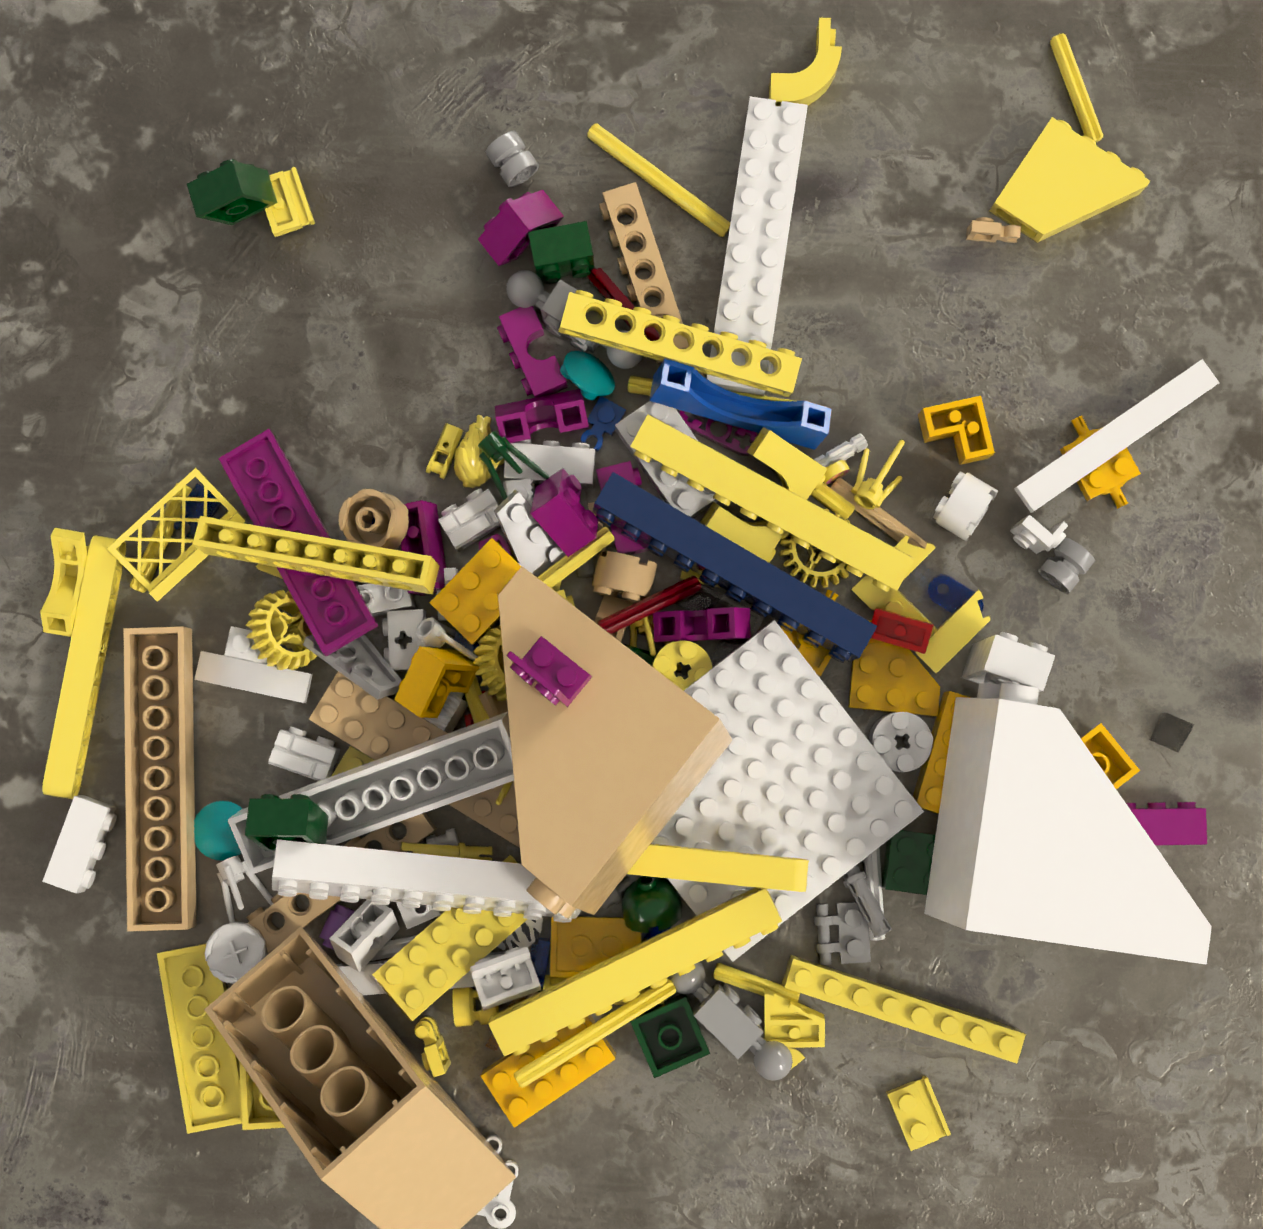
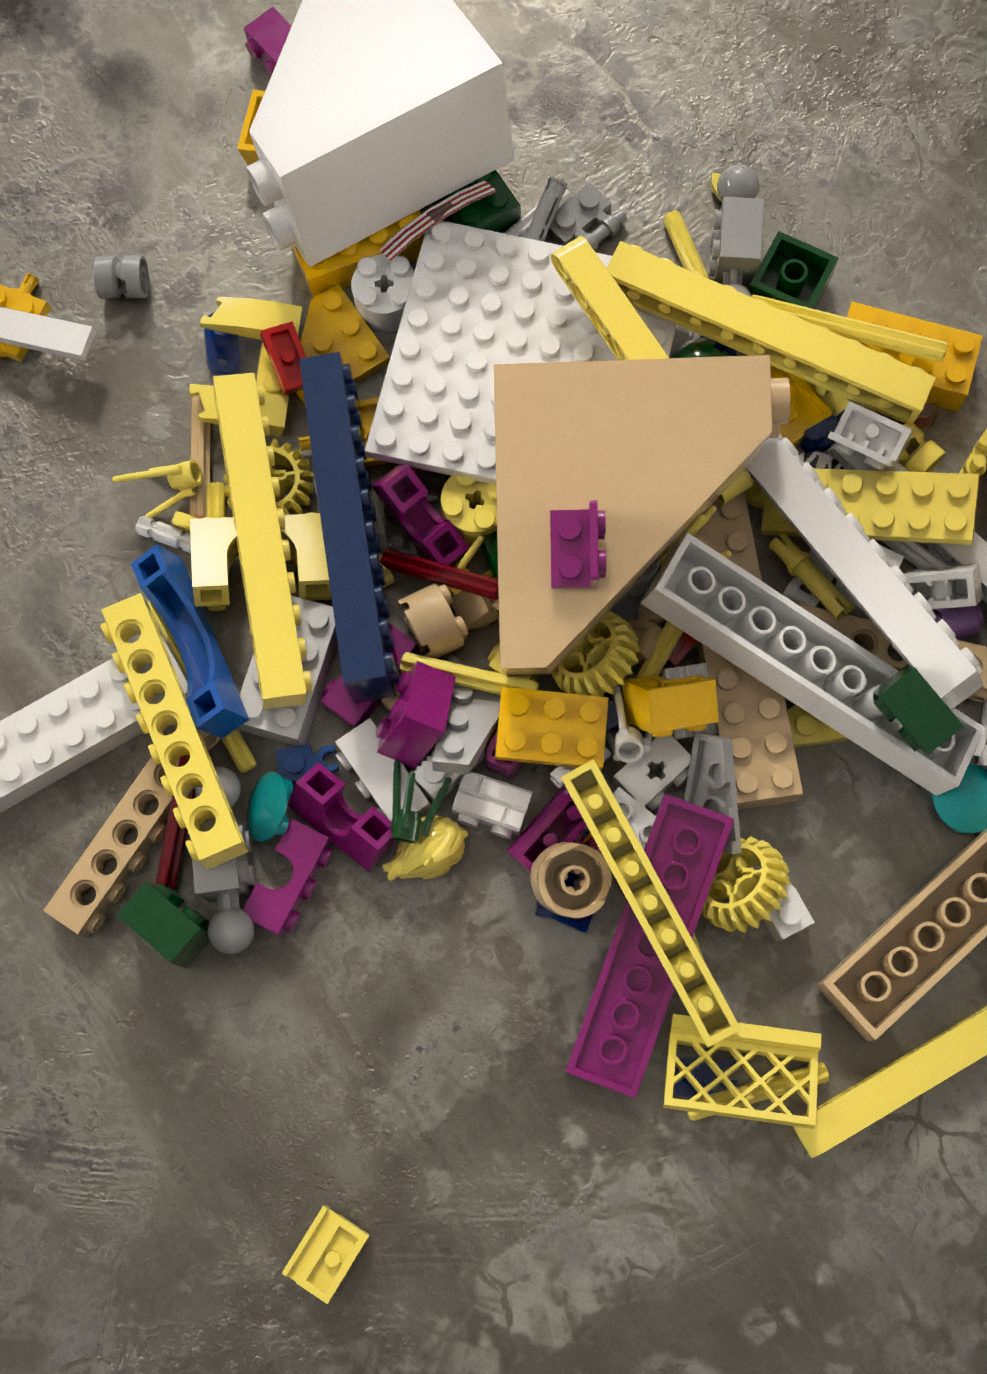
camera: 125 degrees left, 10 degrees down
(69, 566) = (882, 1141): light yellow arch -> none
(231, 192) = (359, 1311): dark green brick -> none
(253, 677) = (831, 926): white slope -> none
(304, 755) = (836, 777): white brick -> none
(446, 446) = (442, 887): light yellow bar -> none
(507, 233) = (168, 987): magenta brick -> none
(509, 154) = (108, 1054): light grey wheel -> none
(658, 180) = (26, 900): light yellow axle -> none
(733, 446) = (232, 630): magenta beam -> none
(792, 1022) = (692, 200): light yellow wing -> none
(903, 1009) = (606, 130): light yellow brick -> none
(918, 1113) = (677, 63): light yellow plate -> none
(921, 817) = (433, 216): none -> sticker
(963, 421) = (58, 446): yellow brick -> none
(965, 506) = (132, 390): white brick -> none
(1007, 661) = (245, 238): white brick -> none
(1033, 535) = (111, 313): white bracket -> none
(1171, 731) = (200, 104): clear smoke slope -> none

